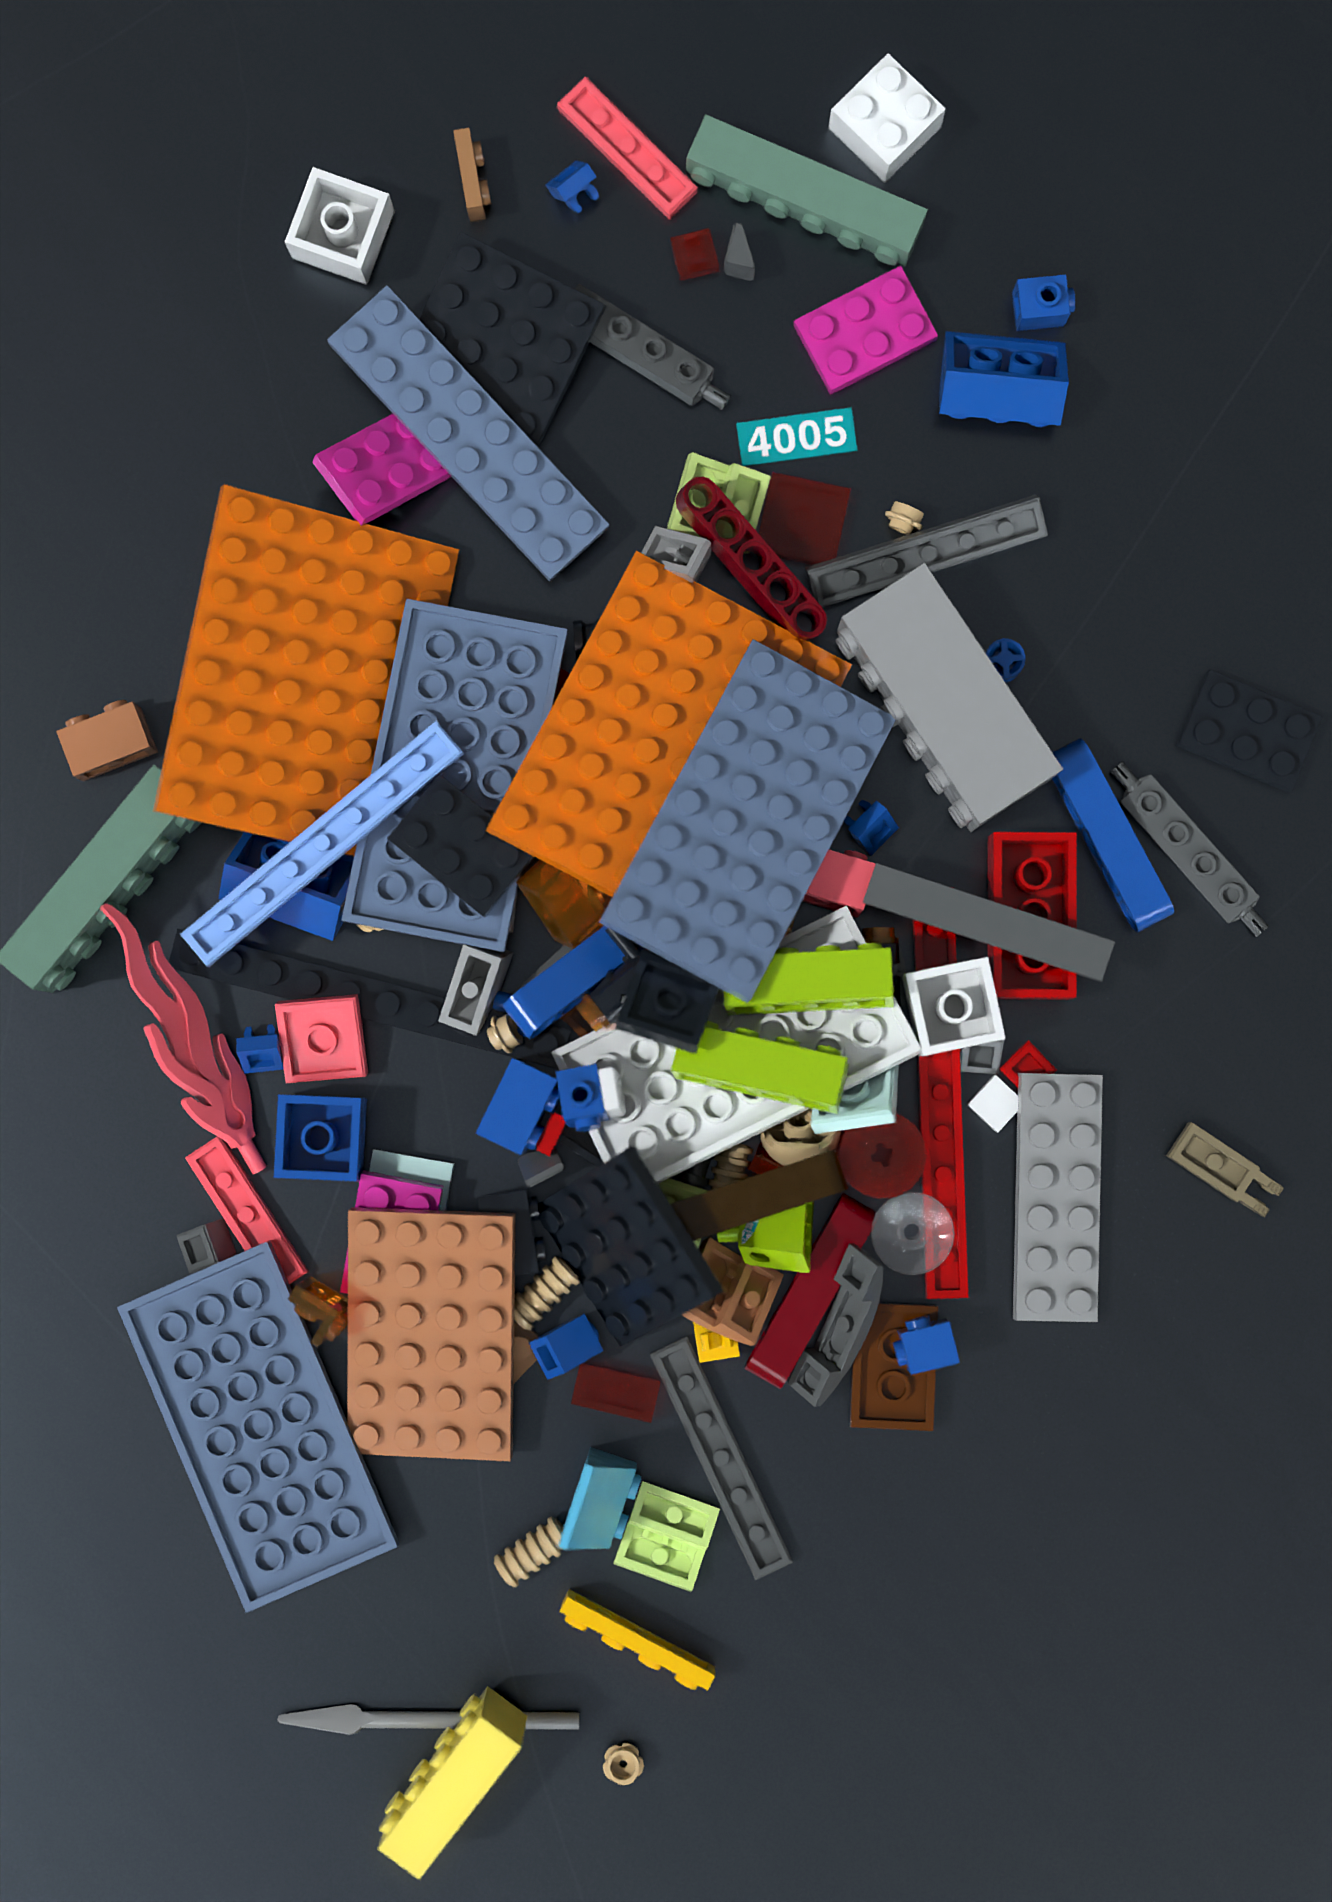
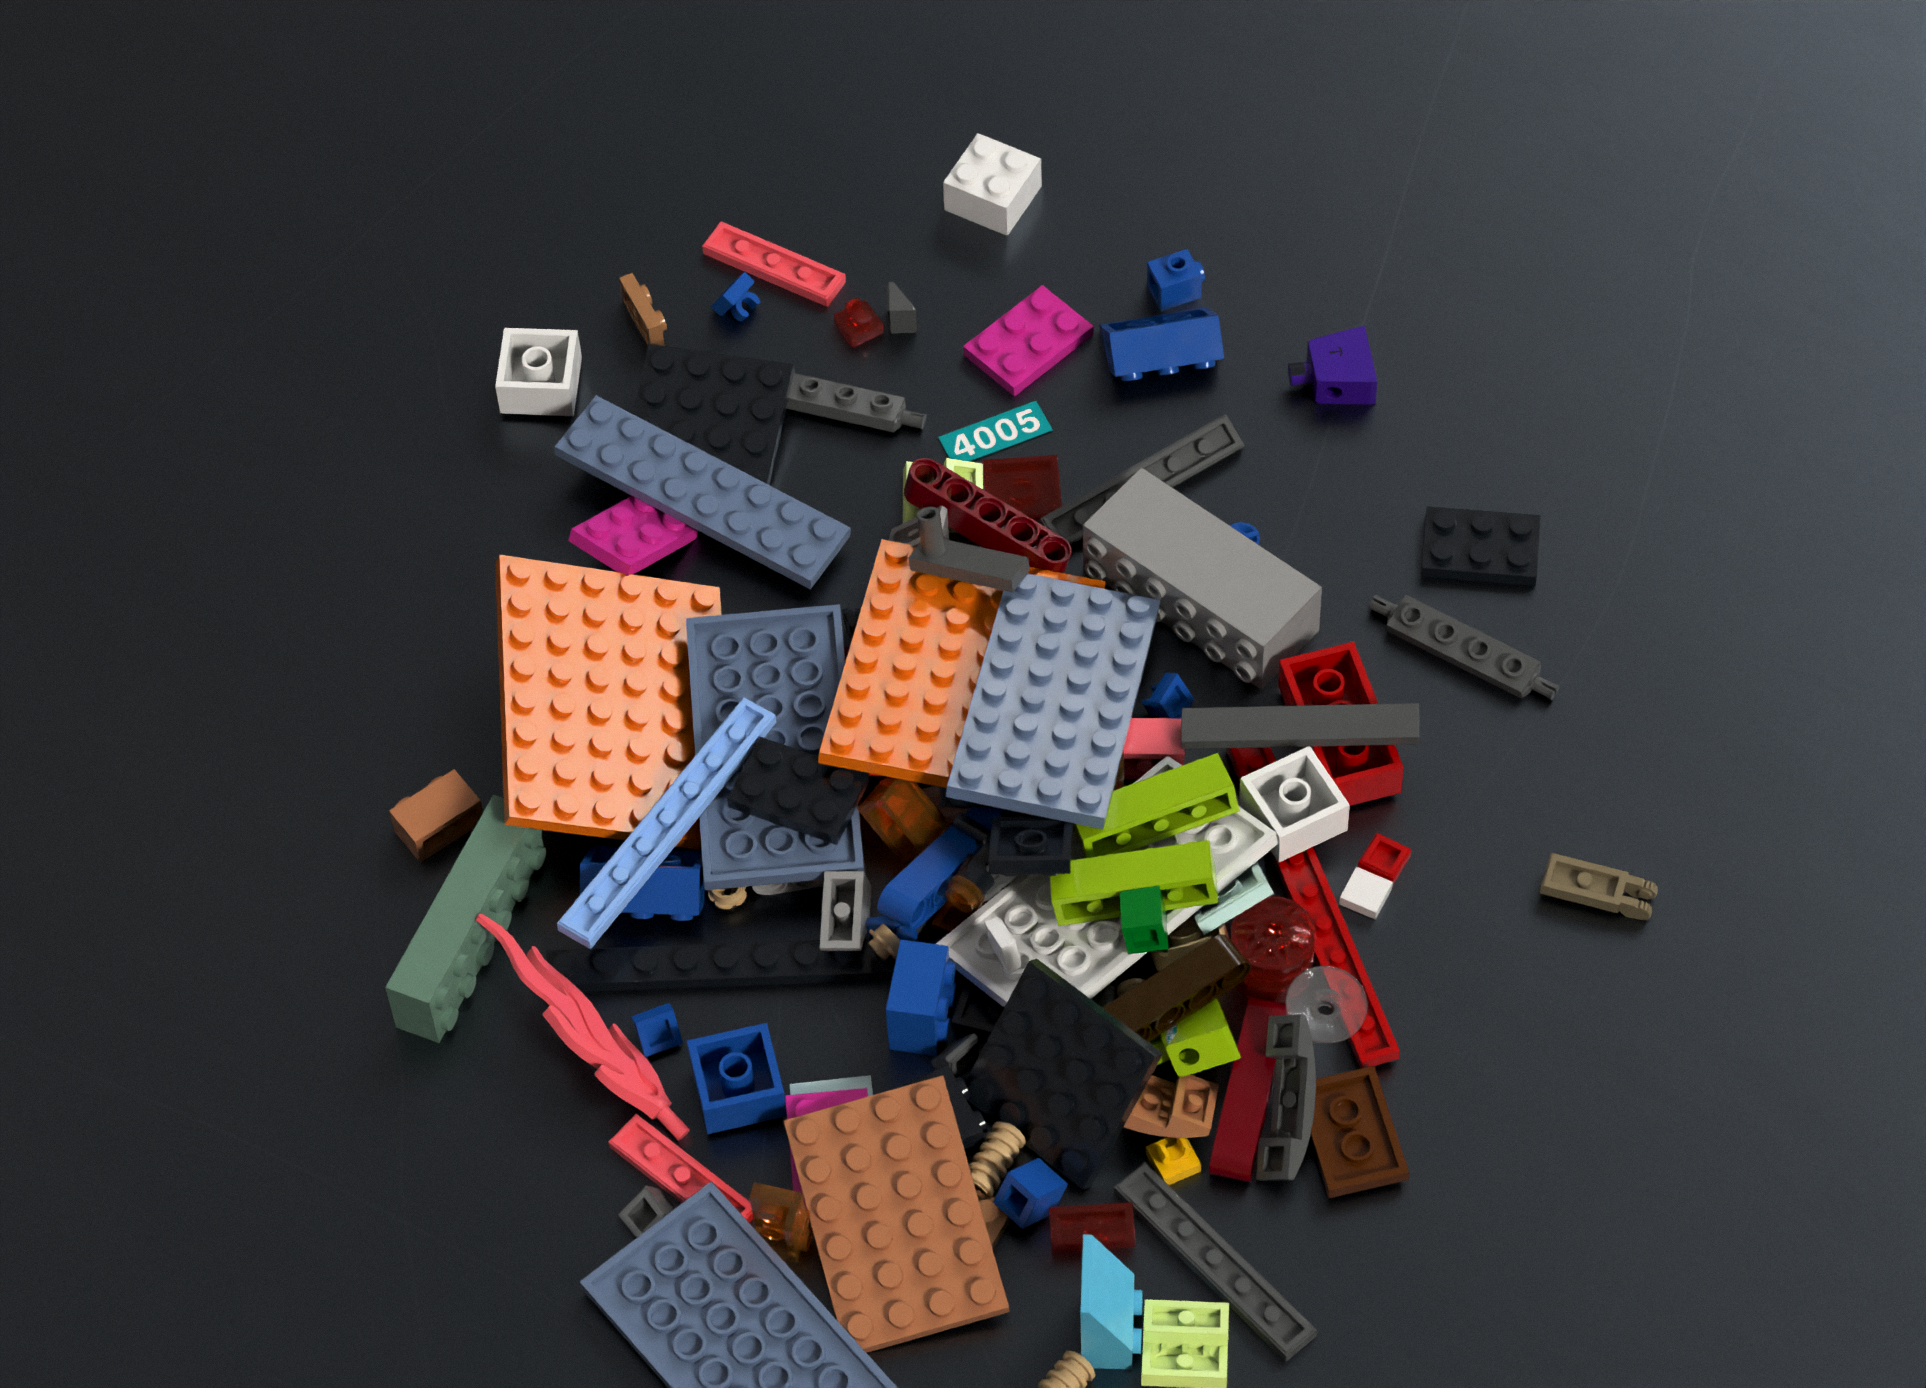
camera: 20 degrees left, 30 degrees down
(321, 1038) = (711, 997): coral tile -> none
(551, 1134) = (957, 1009): red tile -> none
(581, 1097) = (977, 955): blue brick -> none
(710, 620) = (961, 560): none -> dark grey piece
(755, 1119) = (1143, 920): none -> green panel
(805, 191) = (940, 251): sand green brick -> none
(904, 518) = (1112, 462): tan plate -> none
(925, 1345) = (1374, 1090): blue brick -> none
(982, 1058) = (1337, 855): dark grey slope -> none
(1057, 1197) = (1452, 952): light grey plate -> none
(1110, 837) = (1390, 654): blue beam -> none
(1176, 470) = (1338, 368): none -> dark purple torso

